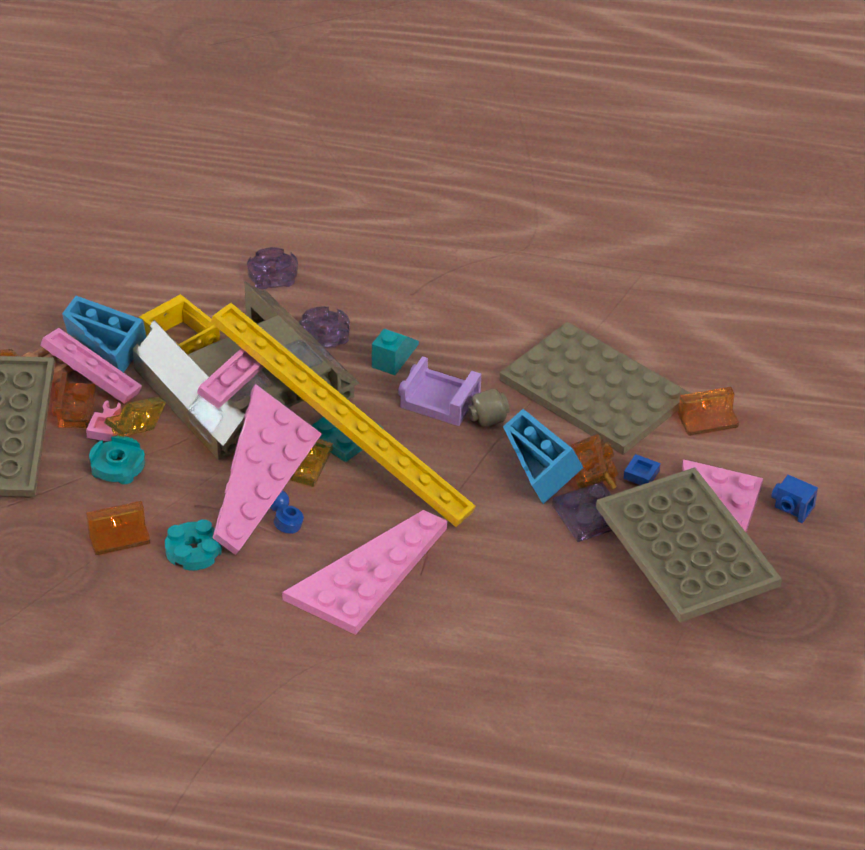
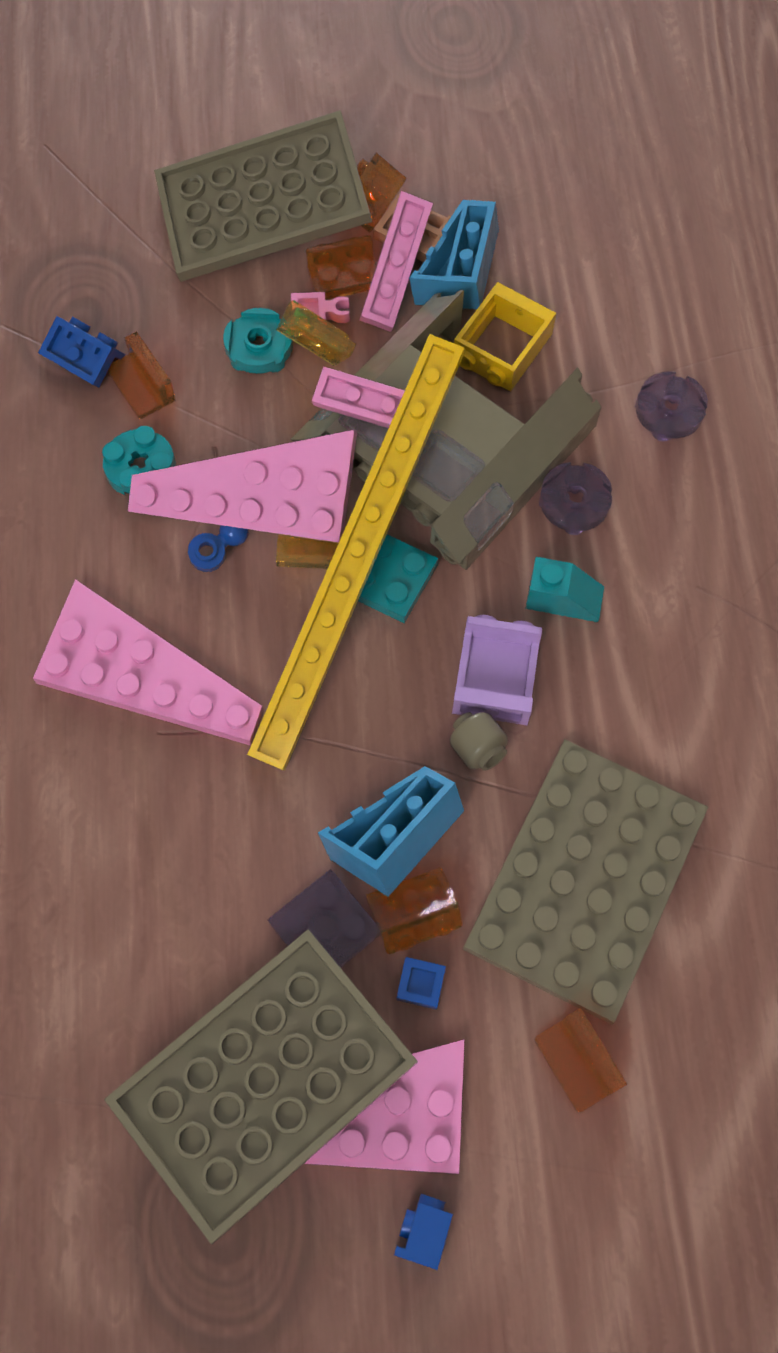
camera: 75 degrees right, 25 degrees up
(78, 558) = (79, 351): none -> blue bracket

